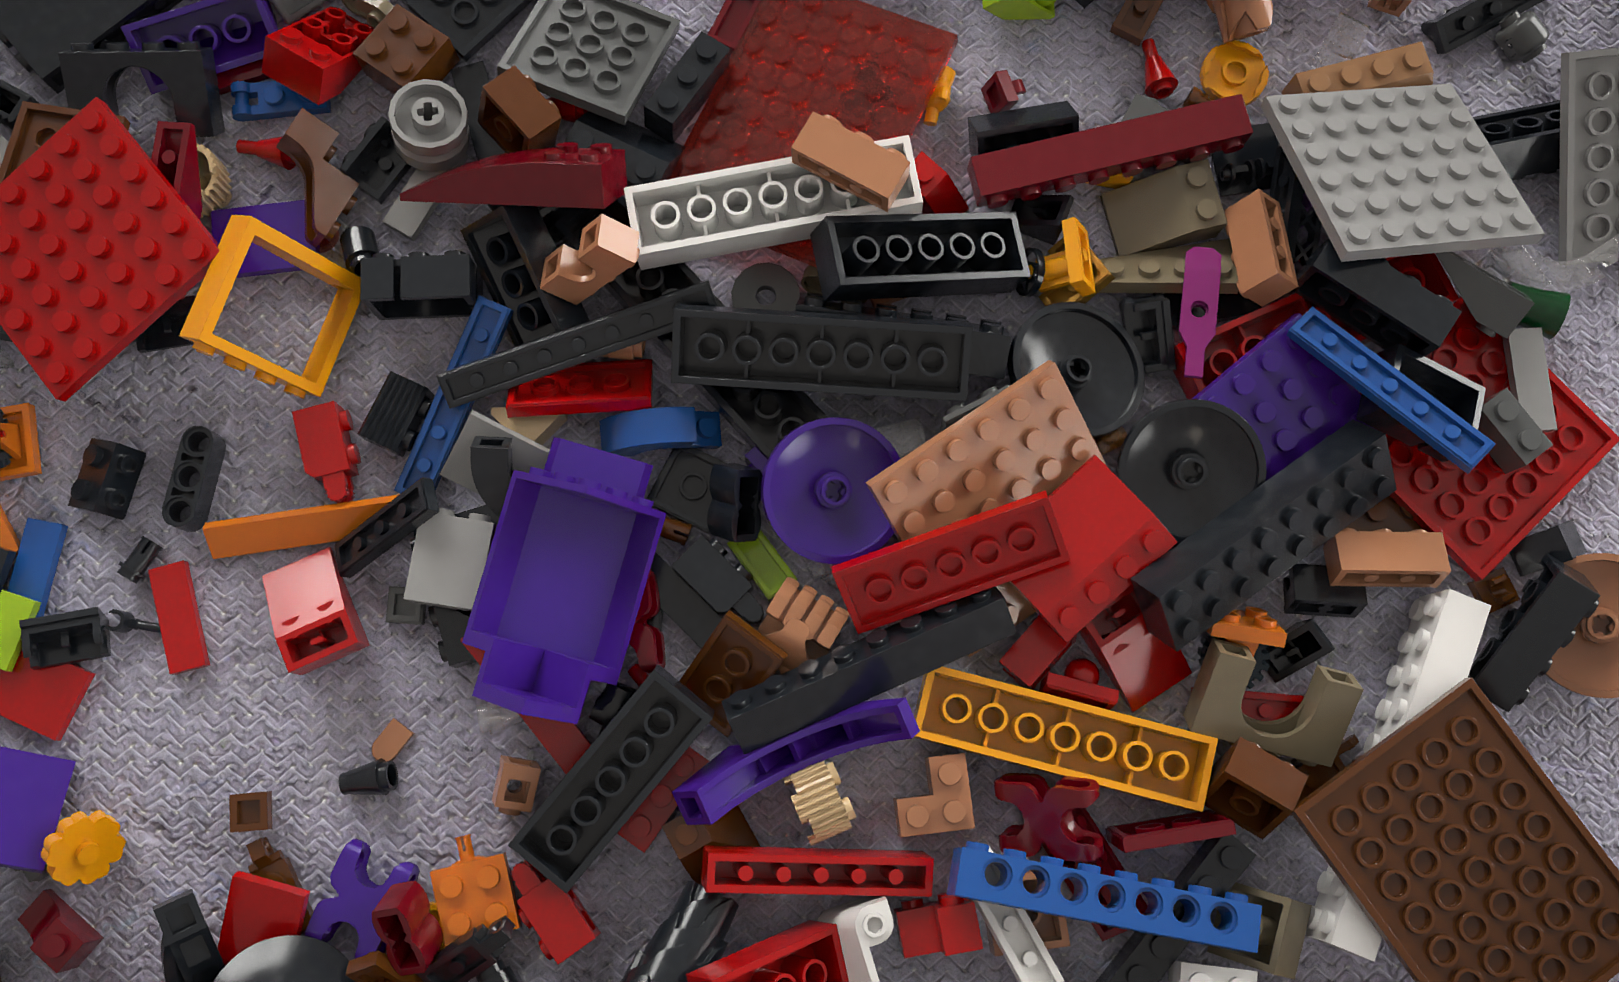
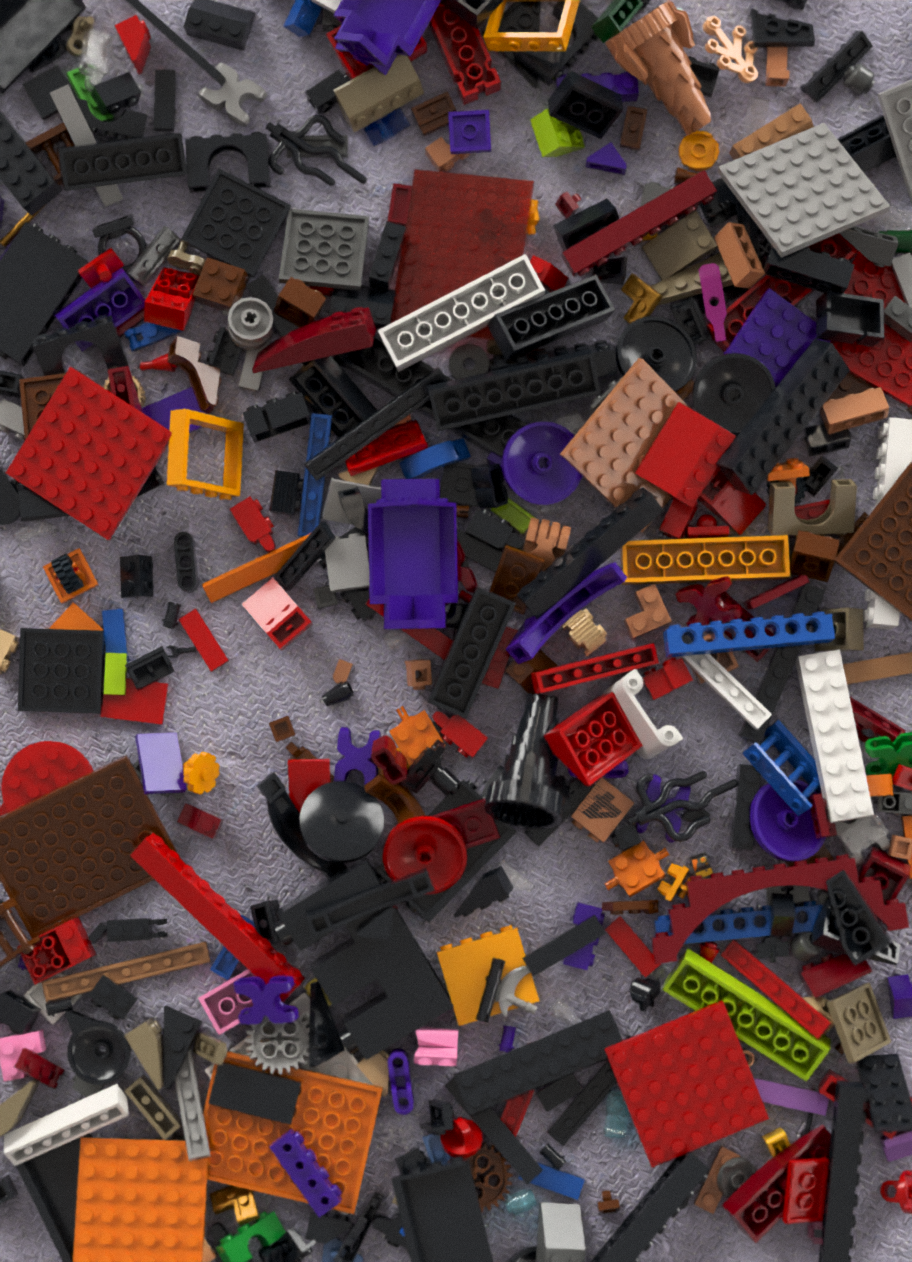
camera: 10 degrees left, 5 degrees up
(357, 243) = (233, 406): black brick -> none
(603, 254) = (380, 370): nougat arch -> none
(850, 160) = (499, 279): nougat brick -> none
(951, 562) = (617, 483): red plate -> none
(1065, 267) = (633, 298): light orange piece -> none
(1083, 44) = (607, 160): none -> dark purple slope
(1158, 77) = (656, 168): red cone -> none
(1391, 390) = (826, 318): blue tile -> none

